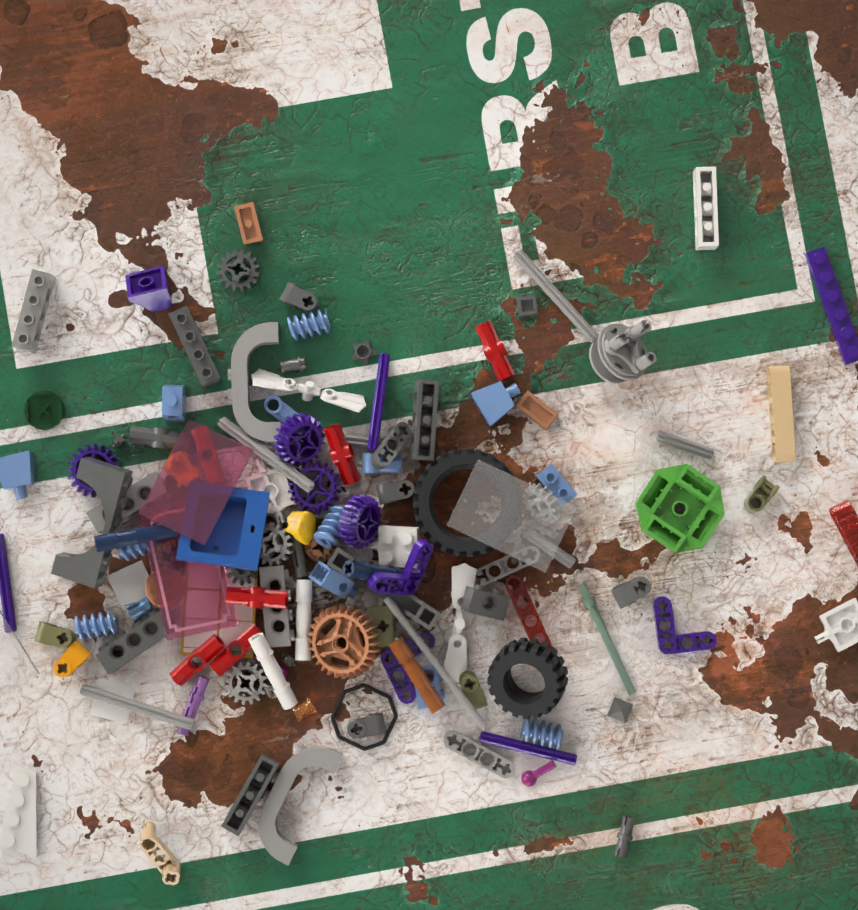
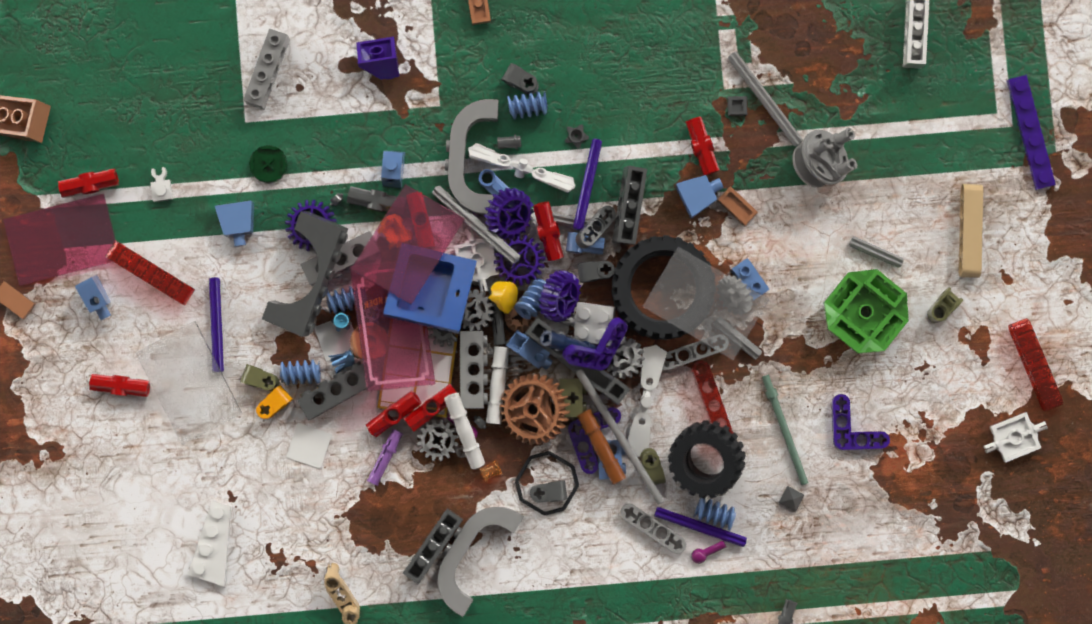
camera: 10 degrees right, 0 degrees up
(132, 537) = (343, 290): dark blue piece -> none
(134, 567) = (341, 321): none -> medium azure piece
(138, 707) = (332, 453): light grey axle -> none
(195, 347) = (417, 116): dark grey brick -> none
(236, 279) = (457, 45): dark grey gear -> none
(256, 597) = (455, 359): red piece -> none
(438, 571) = (632, 351): none -> light grey gear
(496, 605) = (662, 381): dark grey brick -> none
(626, 594) = (808, 387): dark grey piece -> none

